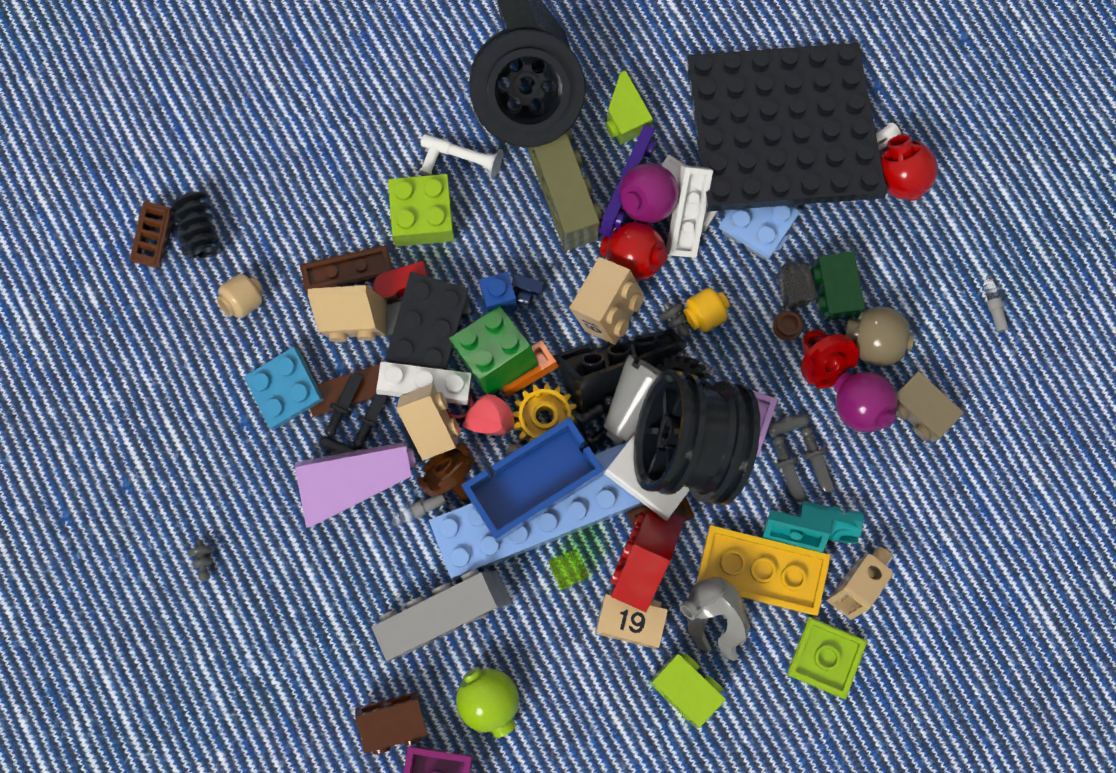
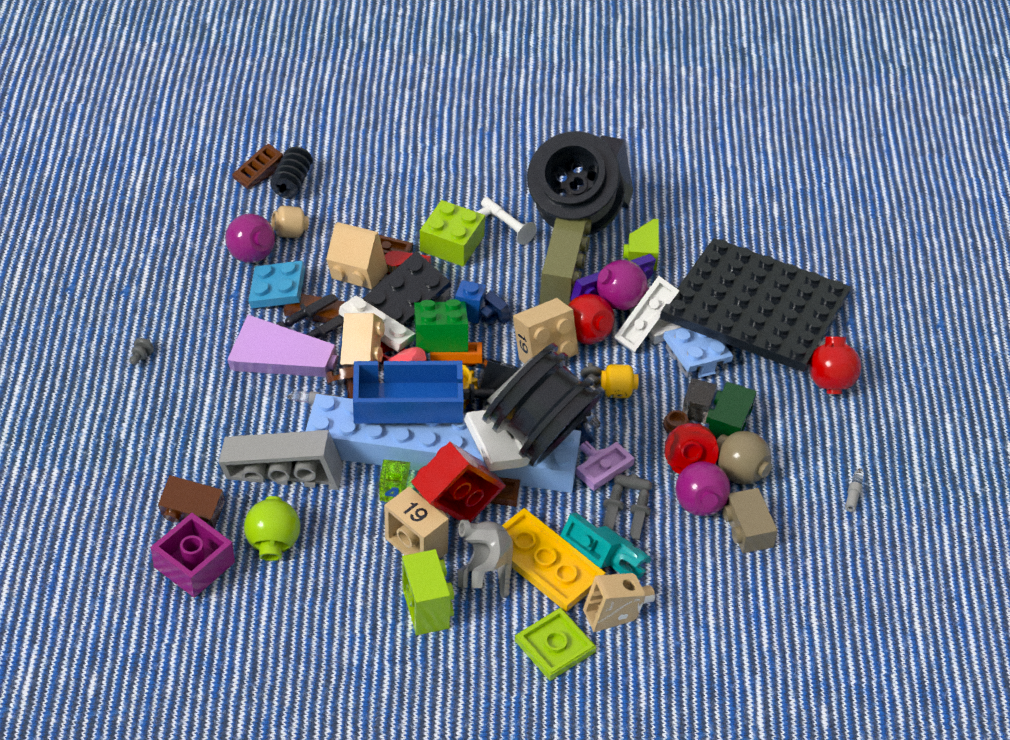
camera: 30 degrees right, 30 degrees down
(218, 351) = (250, 238): none -> magenta brick

